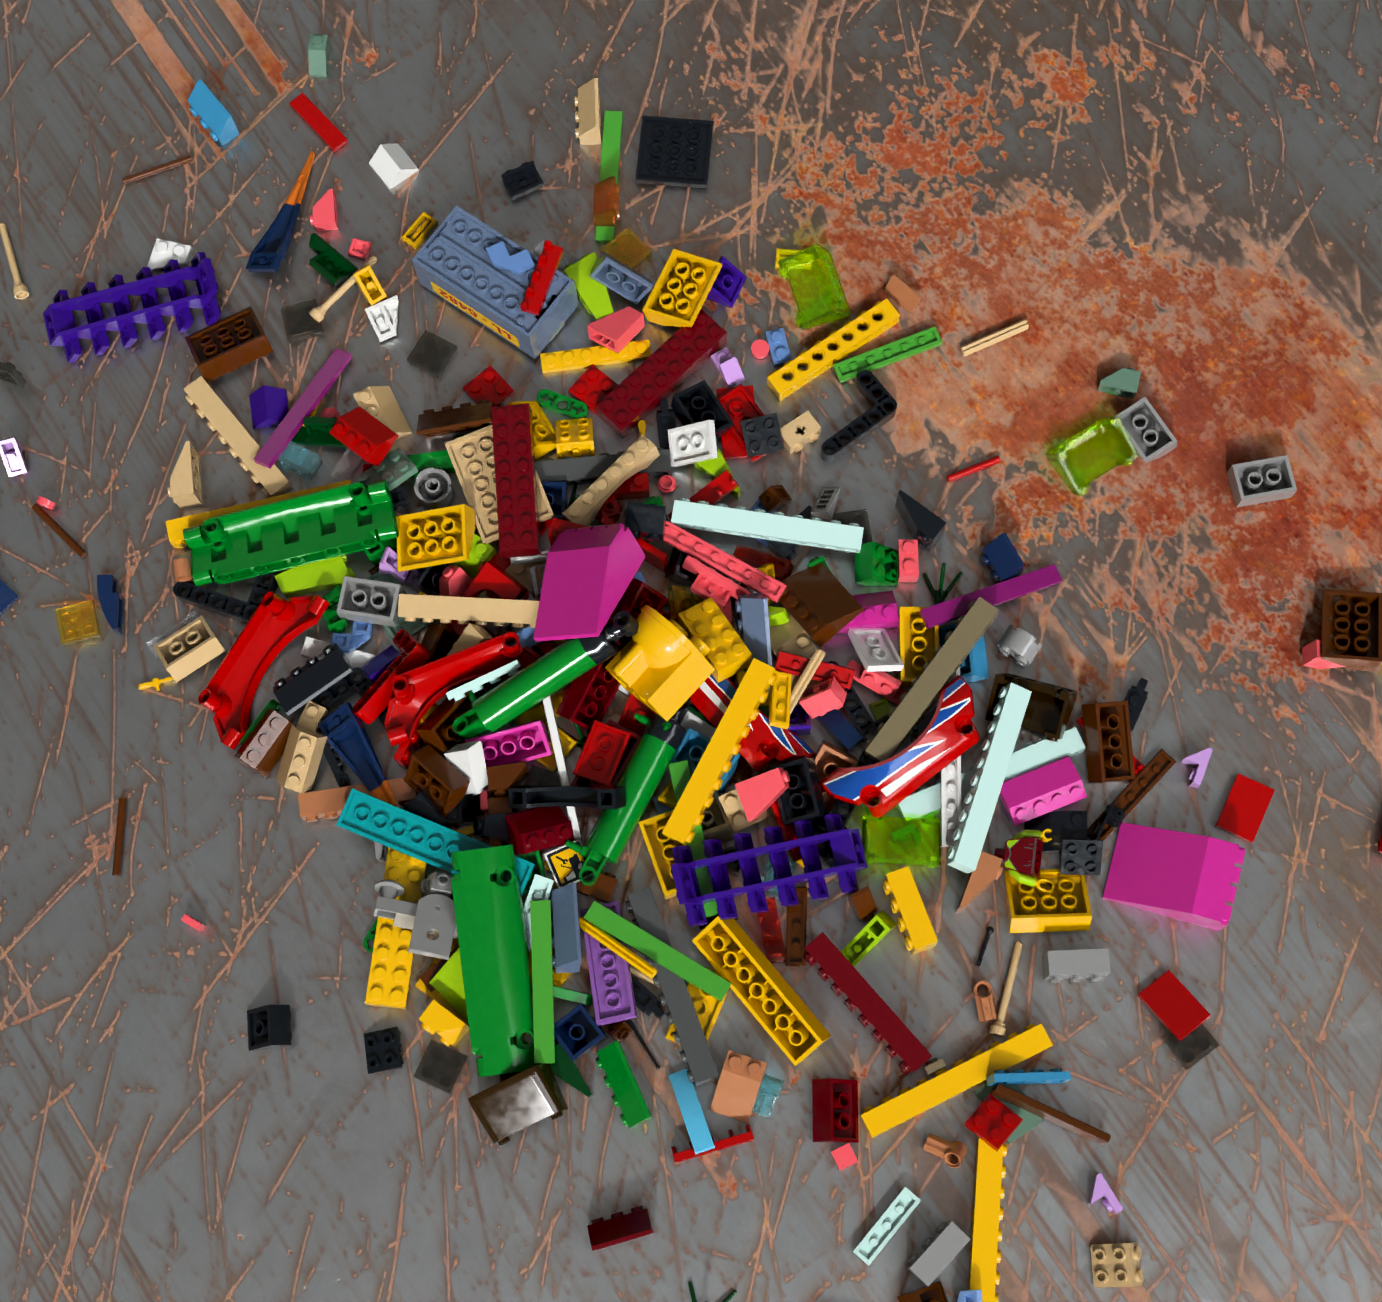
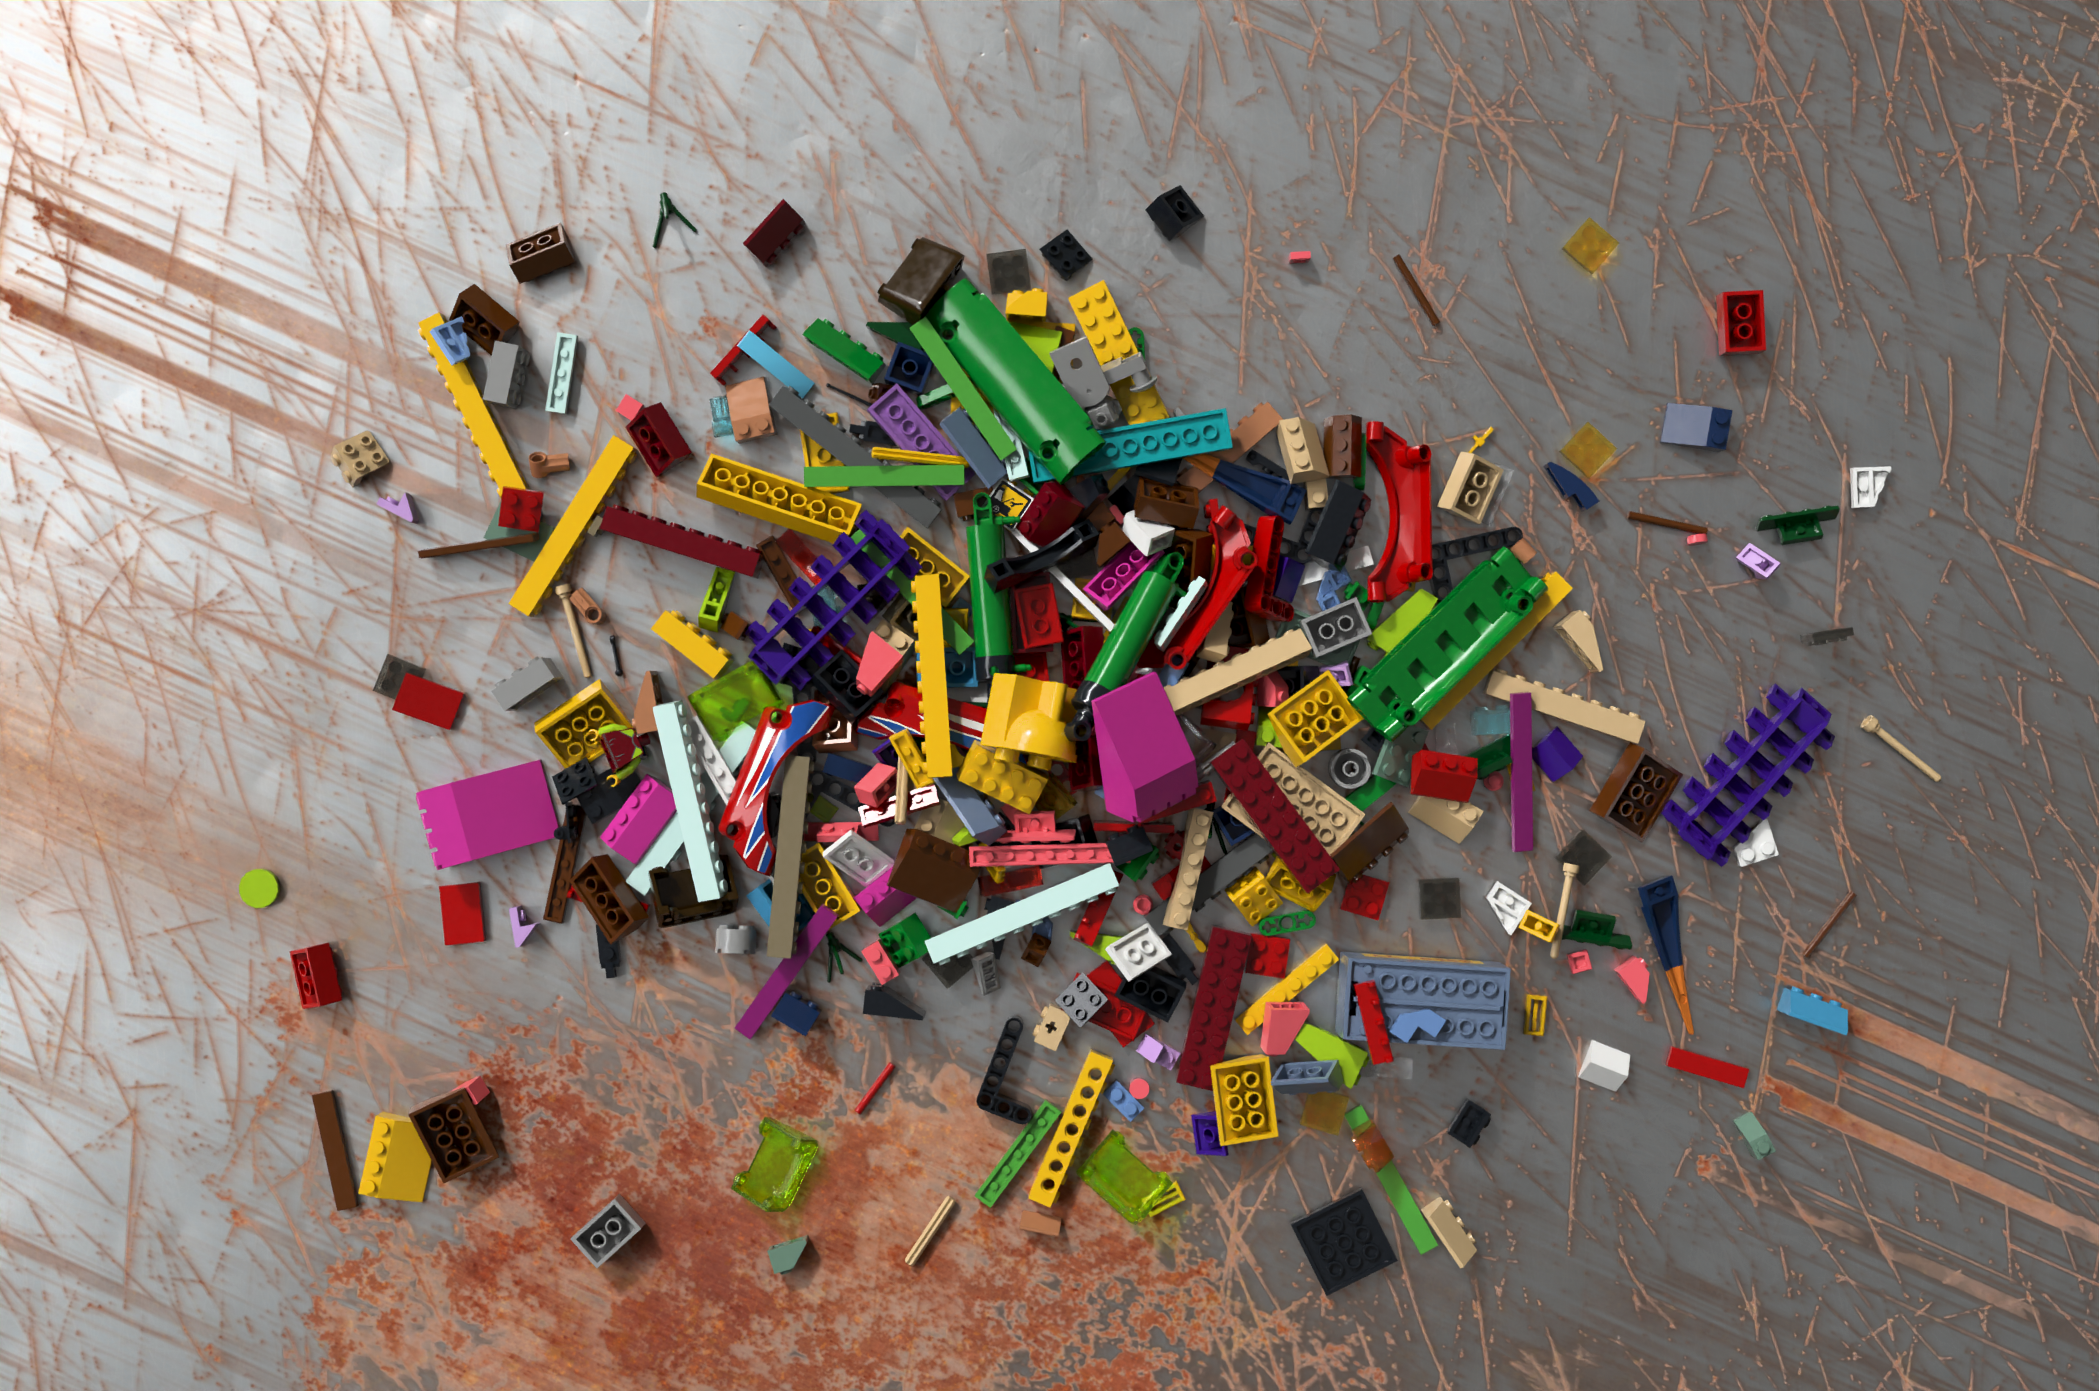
camera: 140 degrees right, 15 degrees up
(1036, 1076) = (519, 559): dark azure plate -> none
(1147, 431) = (737, 1217): light grey slope -> none

